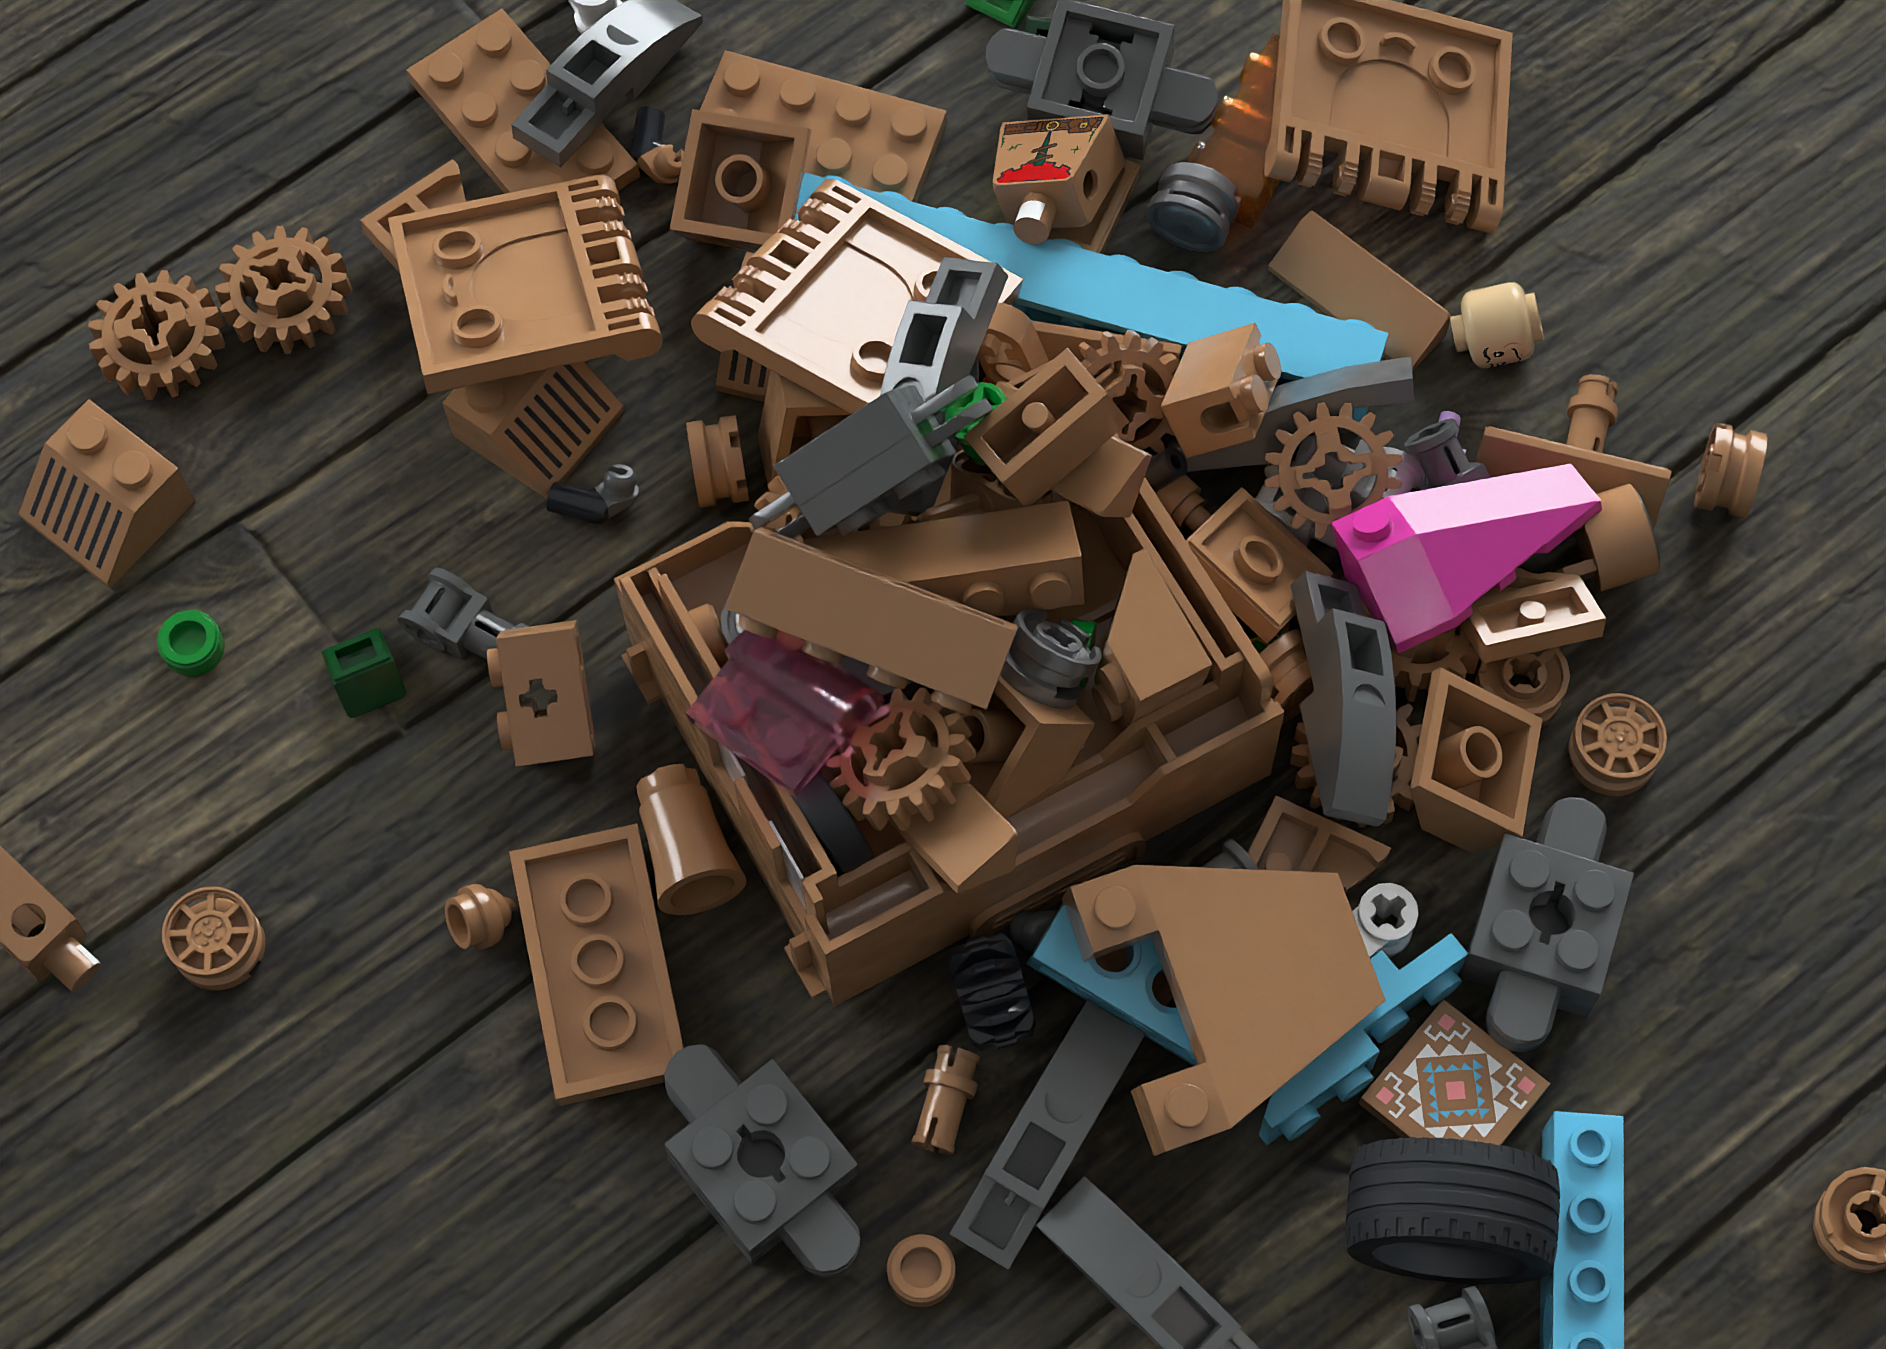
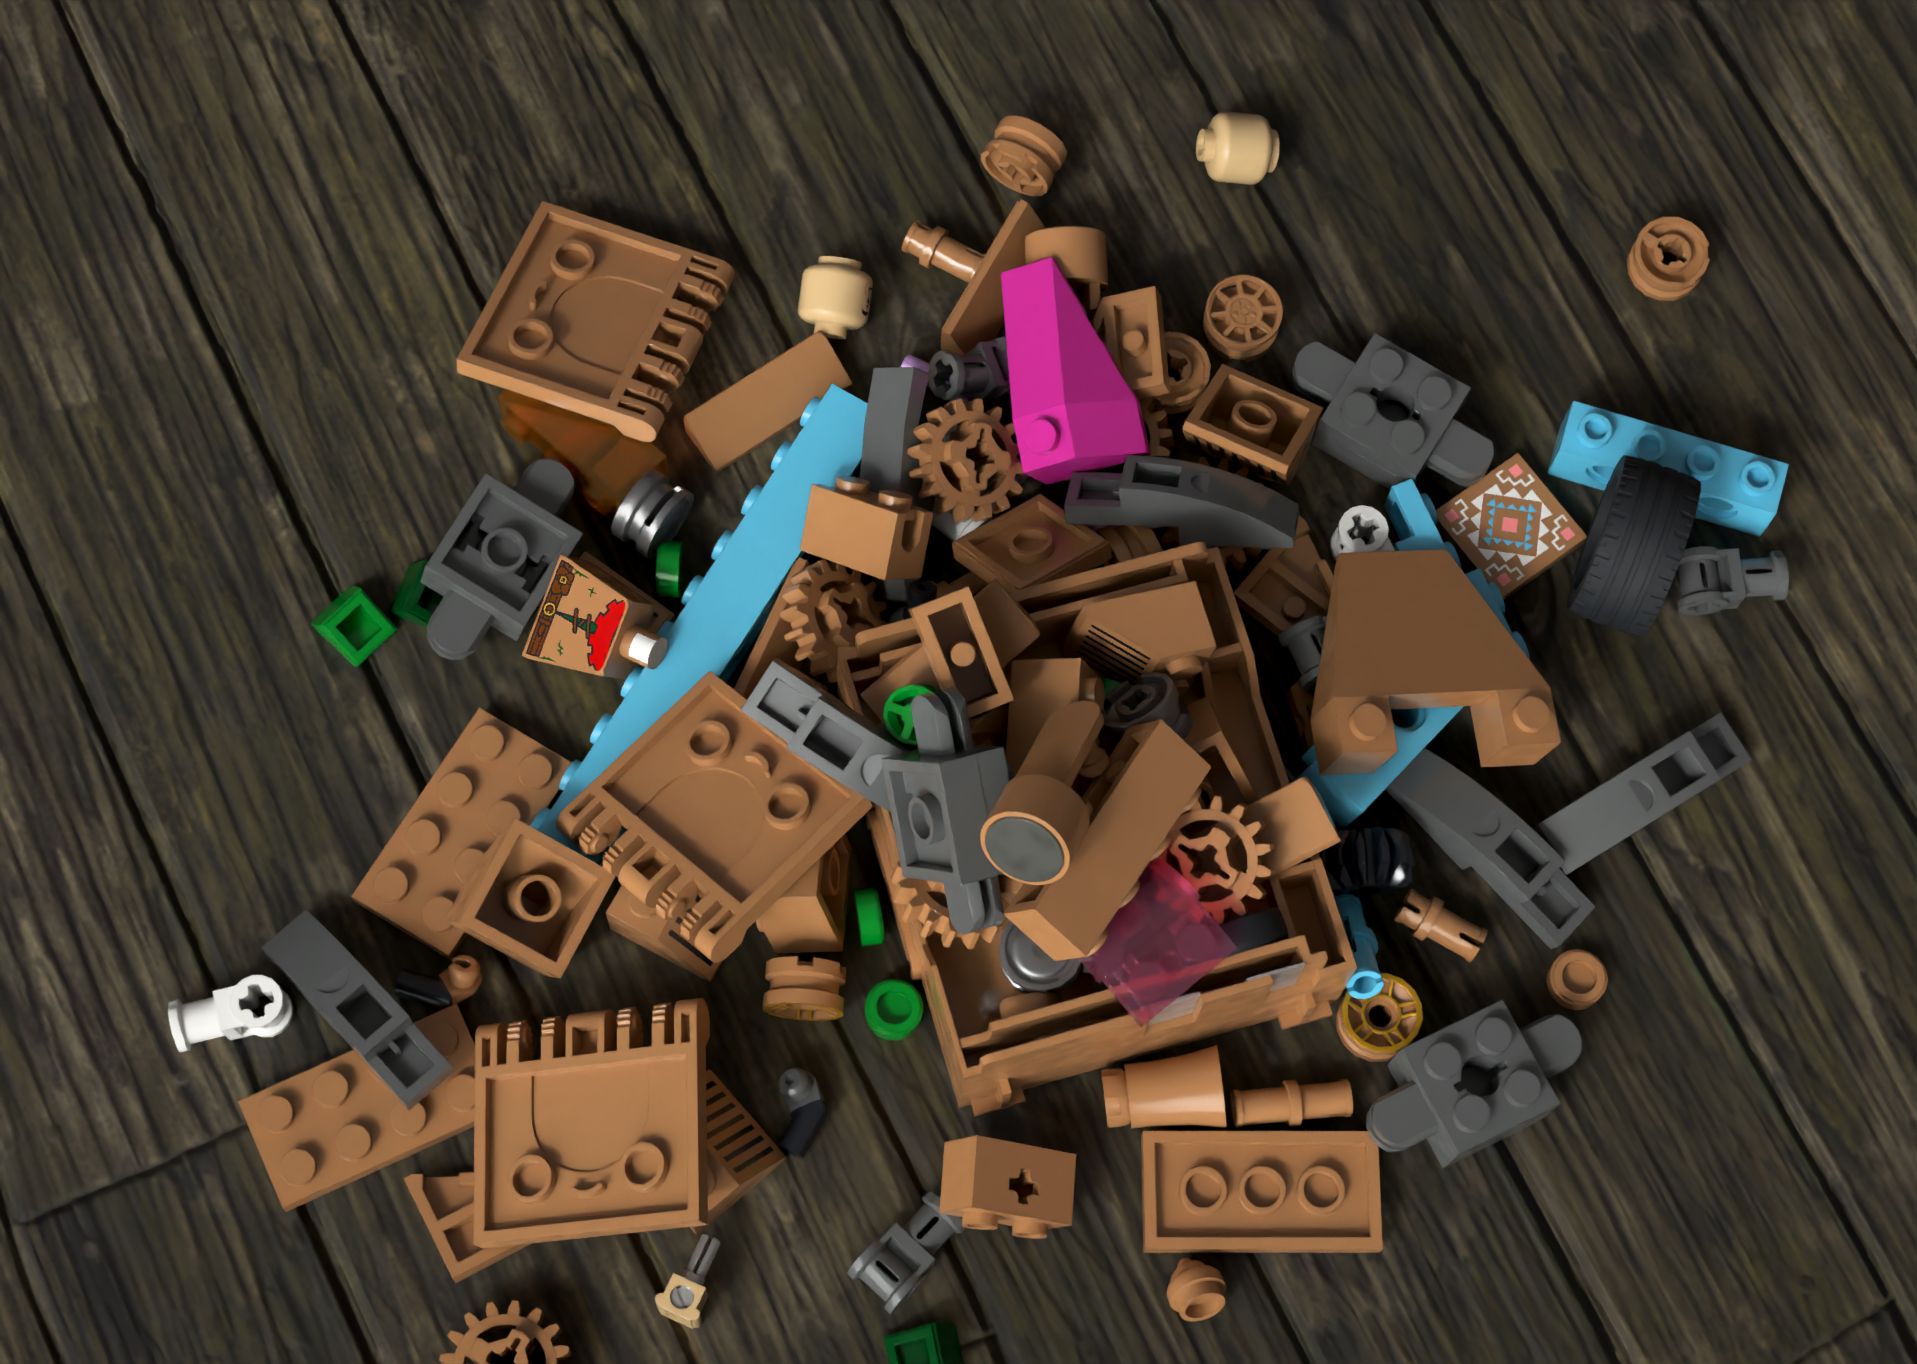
camera: 85 degrees left, 5 degrees up
(379, 428) = (685, 1293): none -> piece
(704, 976) = (1291, 1103): none -> medium nougat pin
(799, 1036) = (1373, 1043): none -> medium nougat wheel
(841, 510) = (1038, 815): none -> medium nougat piece
(889, 998) = (1367, 978): none -> medium azure pin
(1143, 239) = (669, 569): none -> green tile
(1827, 695) = (1238, 148): none -> tan head

